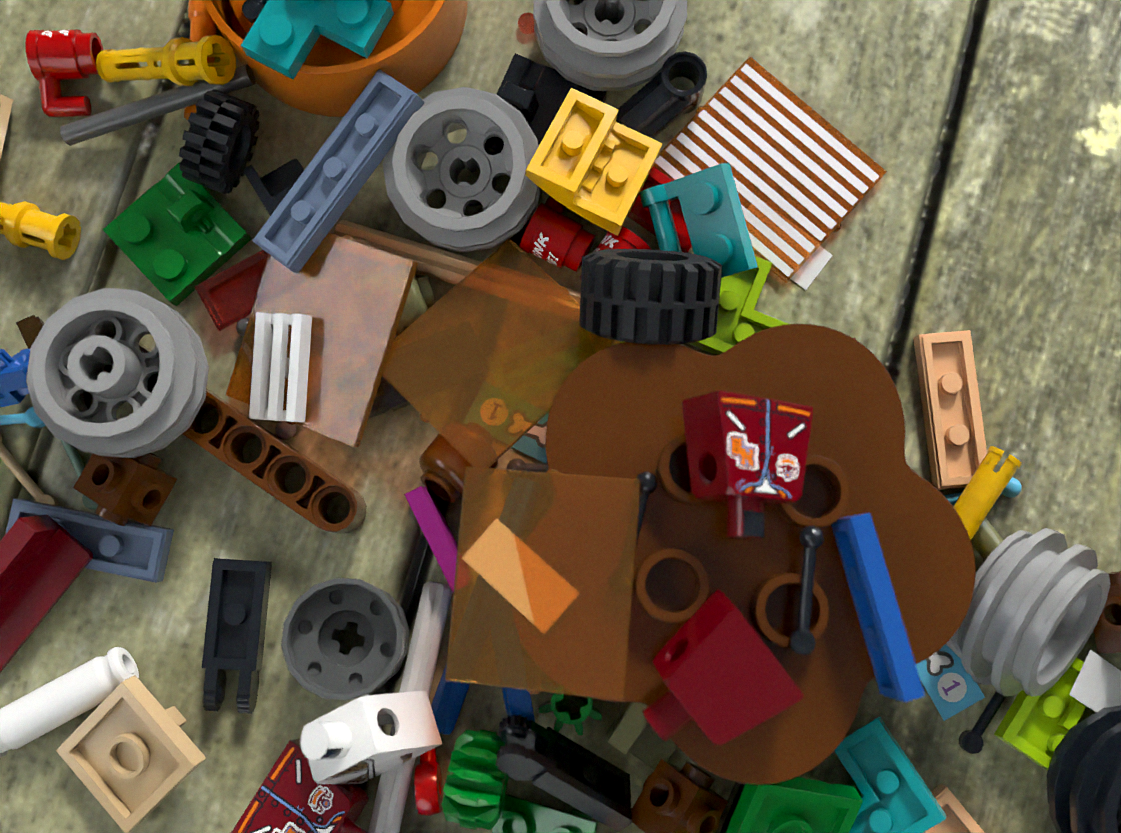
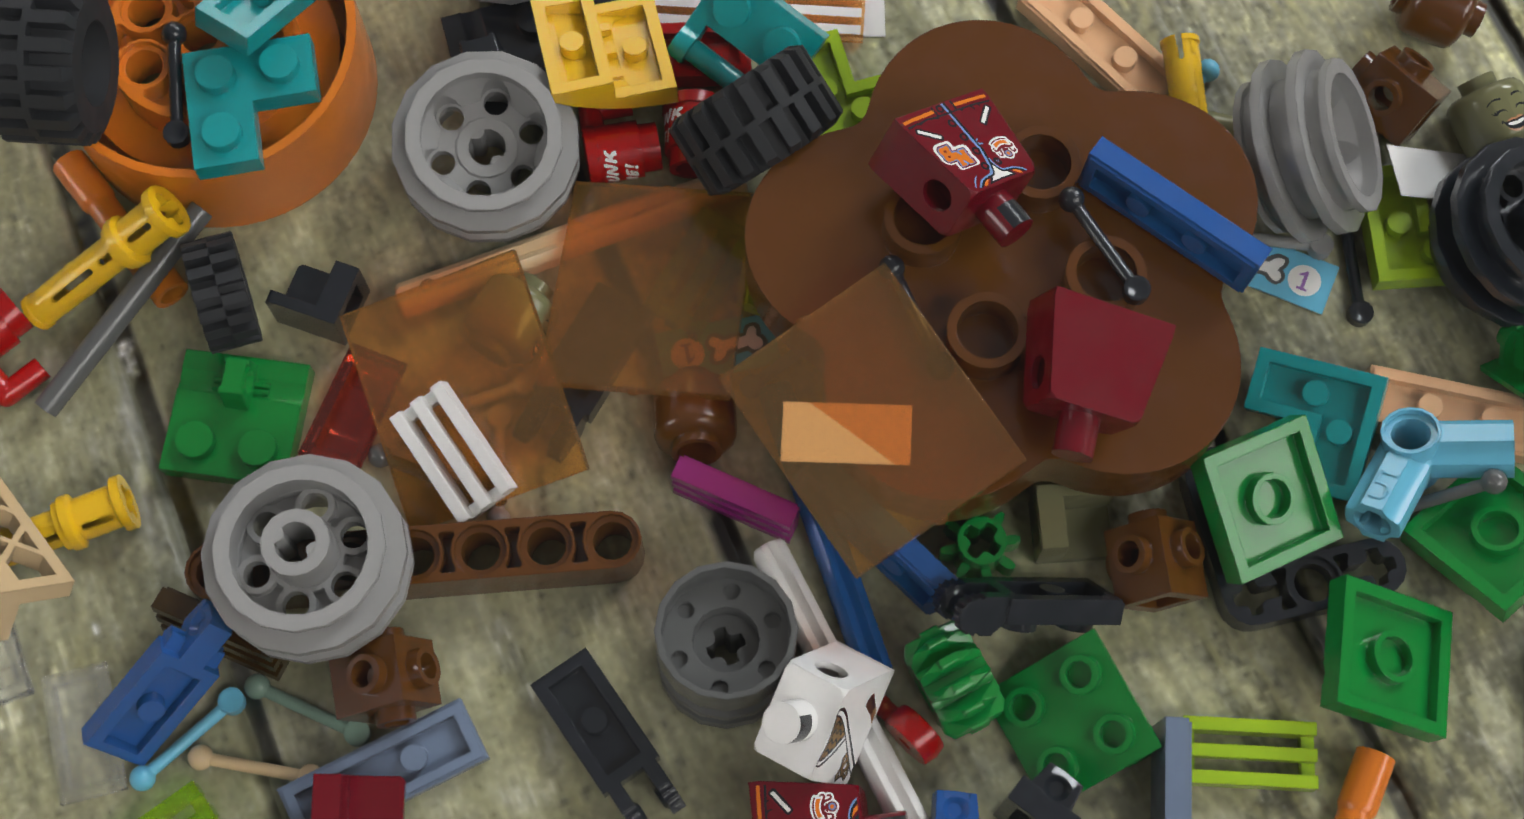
camera: 40 degrees left, 10 degrees down
(338, 171) = (369, 229): sand blue tile -> none

